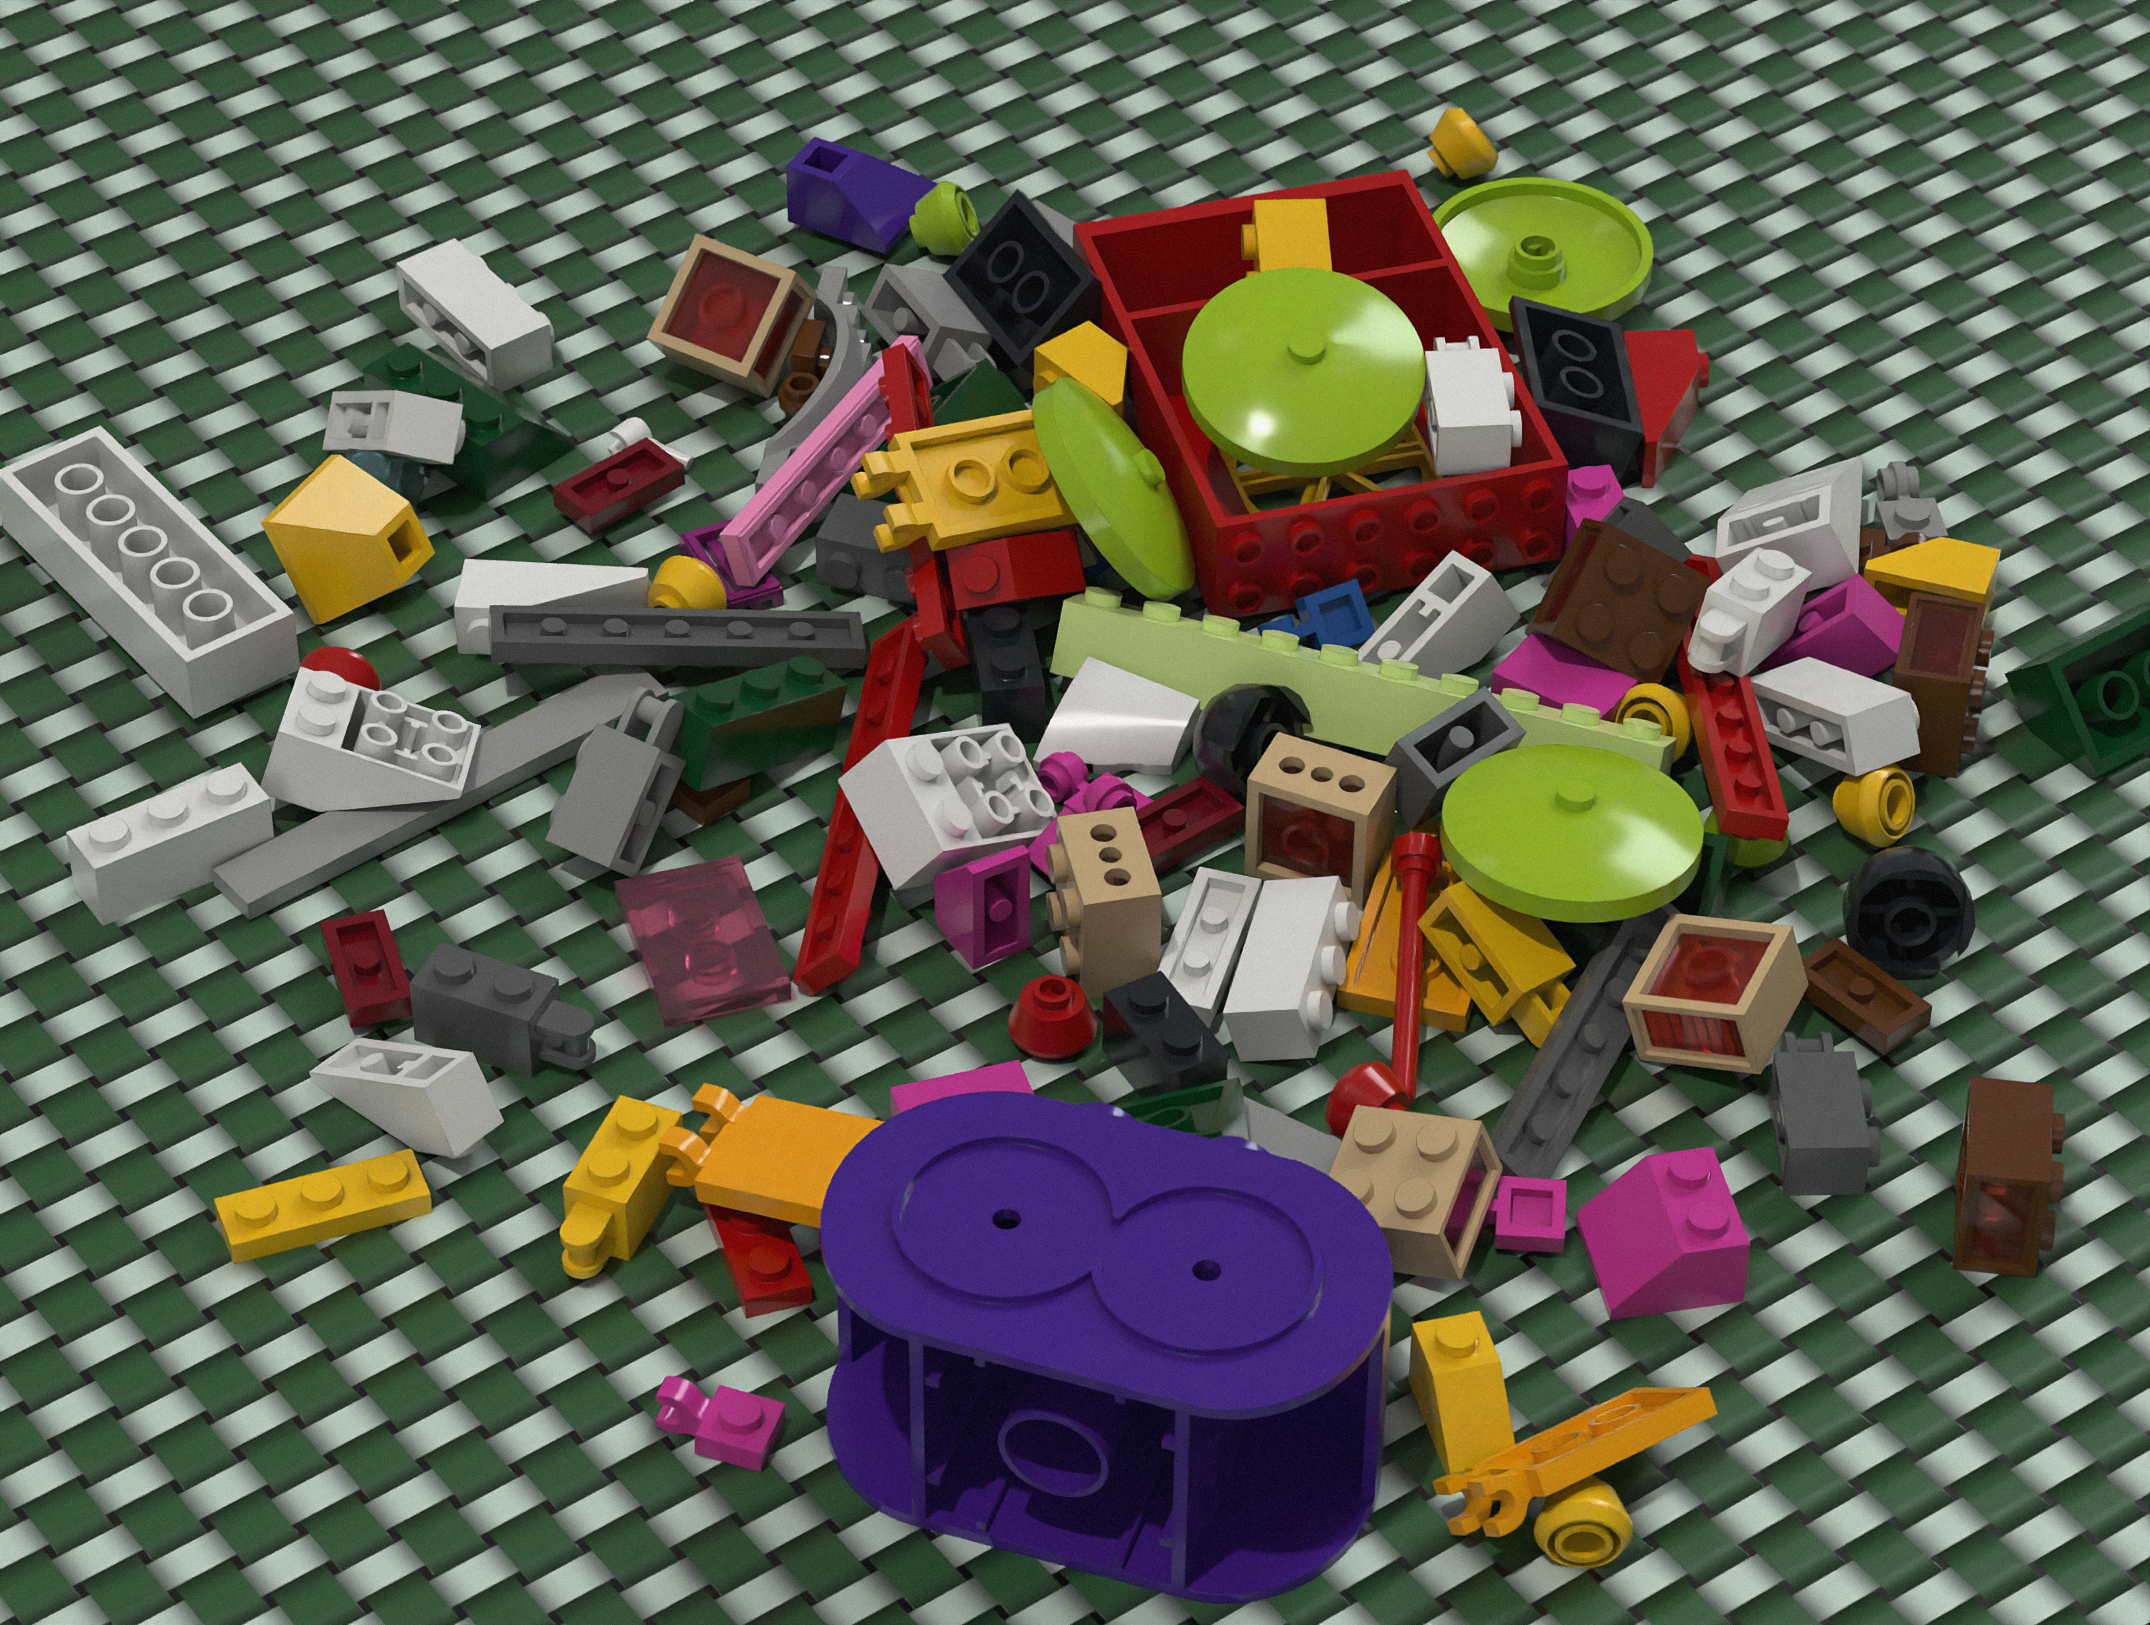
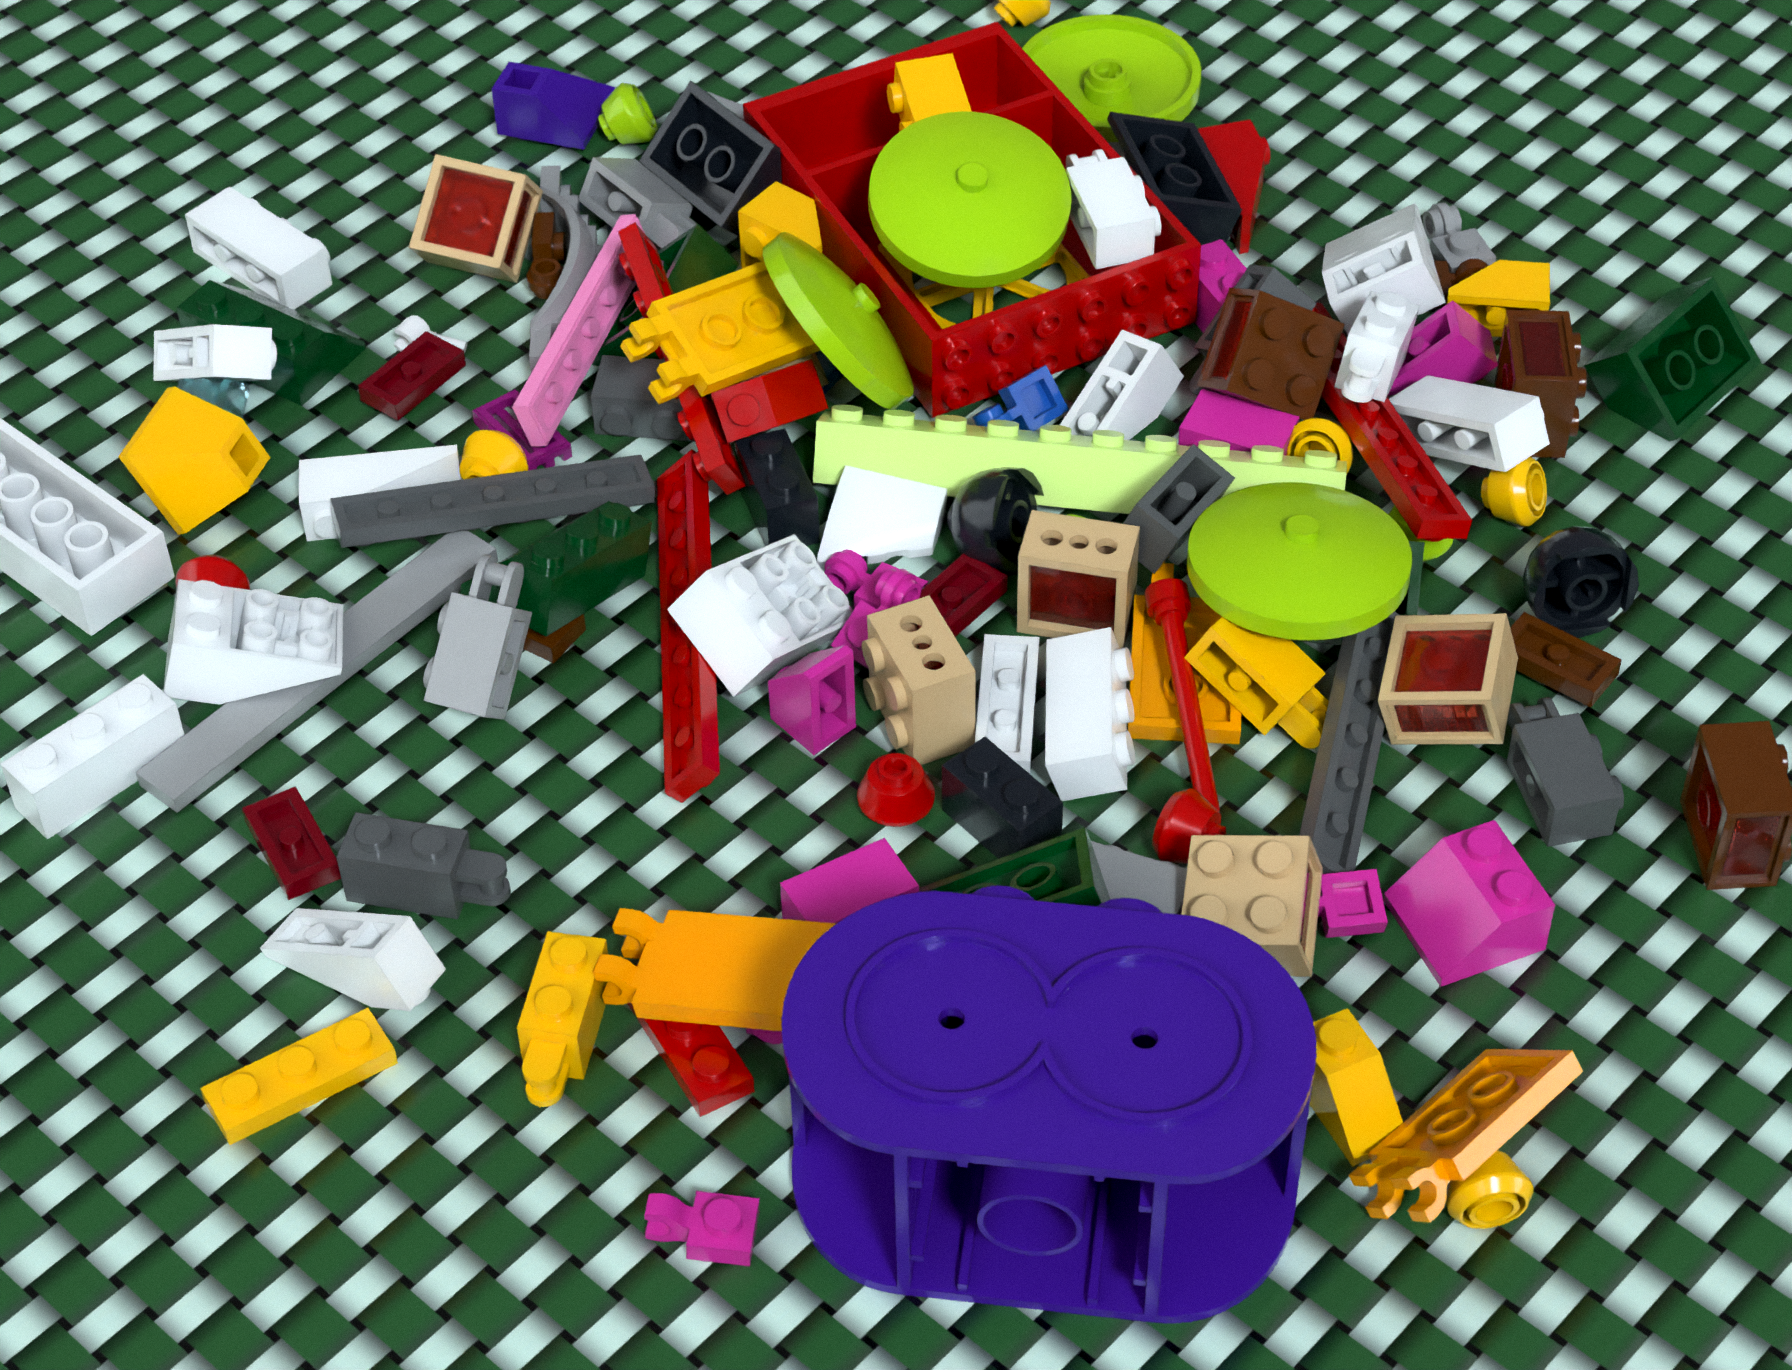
camera: 10 degrees left, 5 degrees up
(702, 941) = (577, 768): clear pink tile -> none

